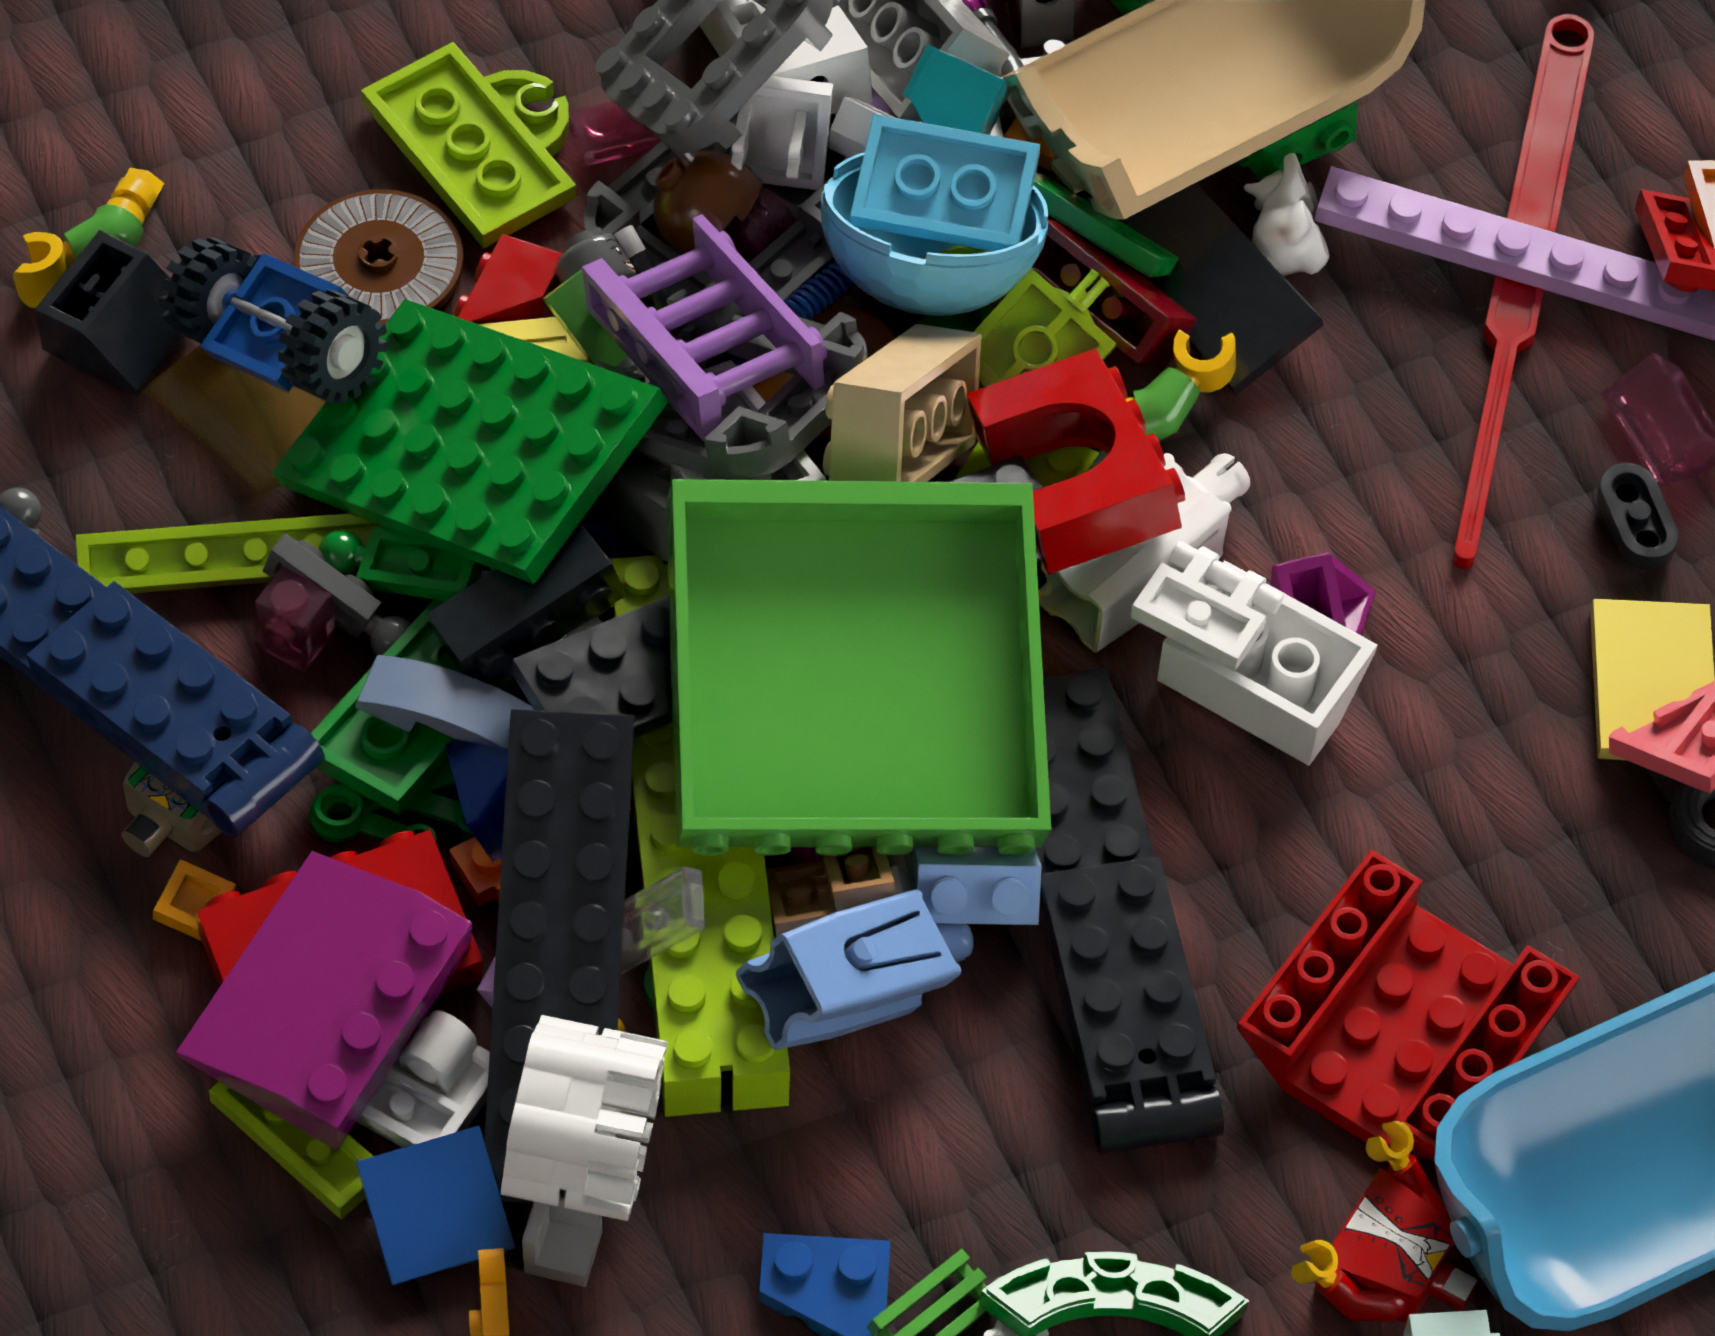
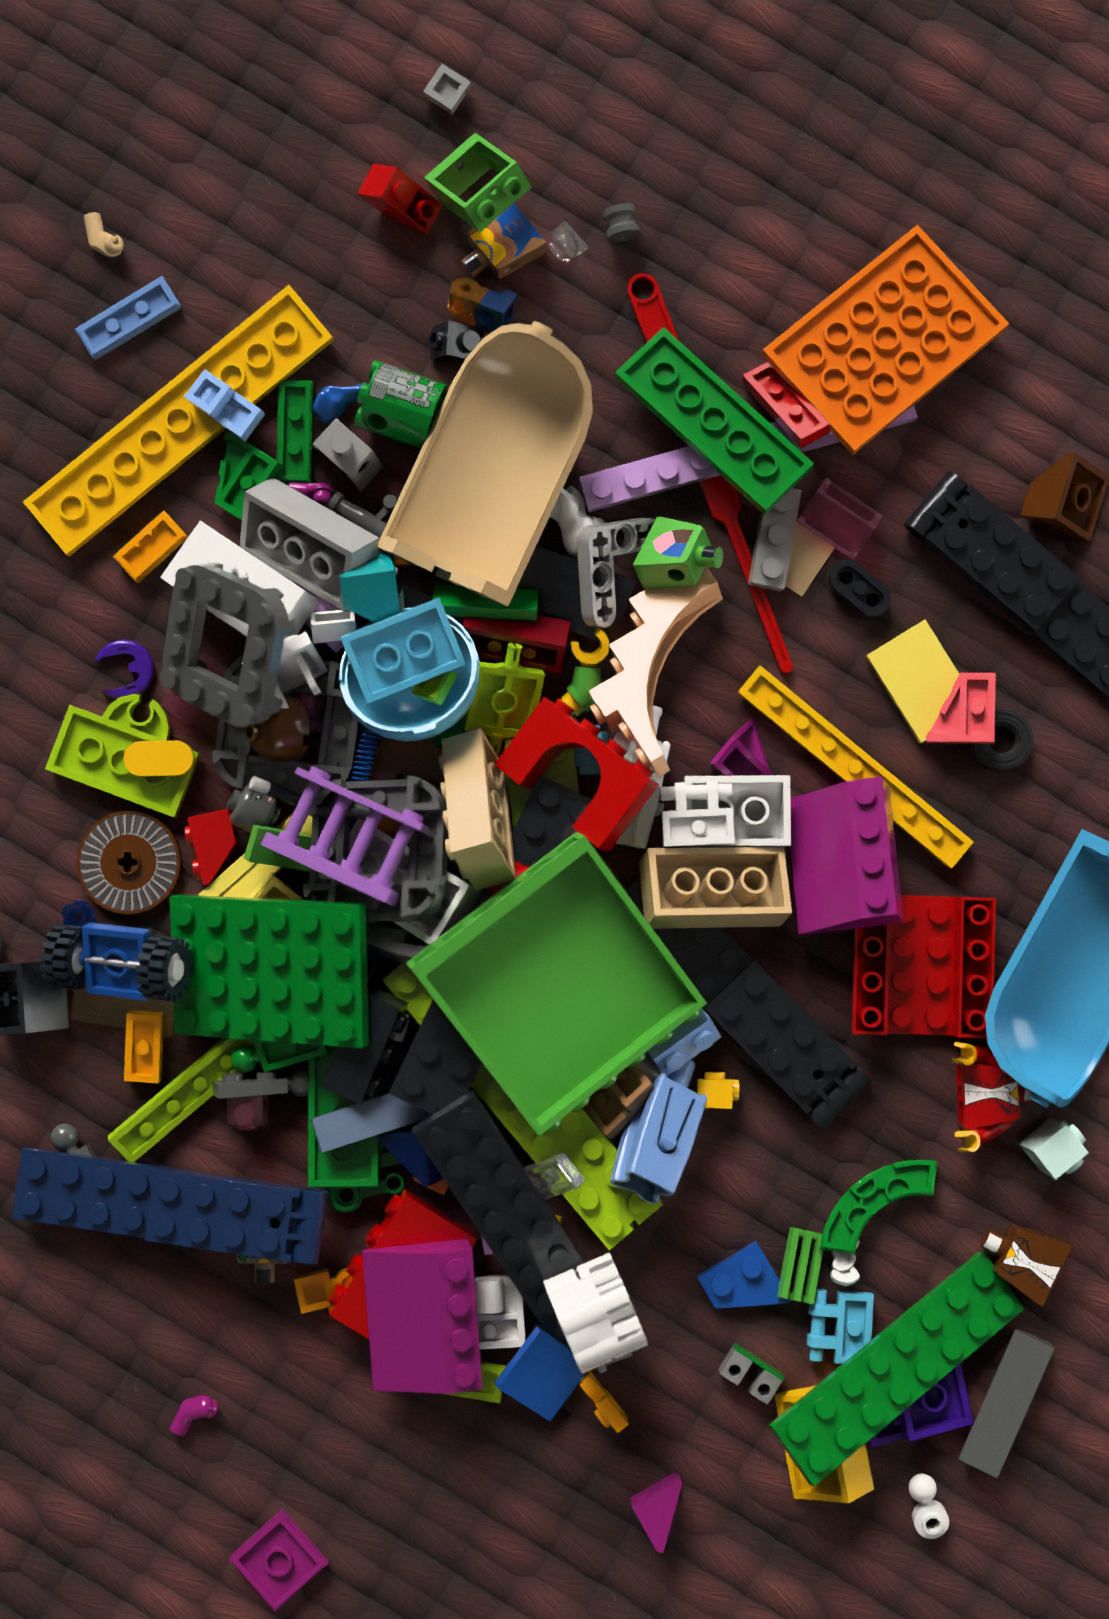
camera: 30 degrees left, 30 degrees up
(217, 465) = (143, 1046): none -> light orange plate
(520, 155) = (159, 758): none -> yellow tile
(576, 65) = (142, 665): none -> dark purple head
(979, 1004) = (718, 1090): none -> yellow plate
(1168, 718) = (715, 887): none -> tan brick
(1263, 398) = (639, 656): none -> light nougat arch
(1299, 252) = (604, 550): none -> light grey beam
(1392, 793) = (845, 858): none -> magenta slope
(1424, 310) = (675, 555): none -> bright green torso
(1483, 727) = (853, 763): none -> yellow plate
(1555, 392) = (775, 543): none -> light grey plate
(1564, 200) = (714, 420): none -> green plate
(1568, 437) = (806, 559): none -> tan sticker

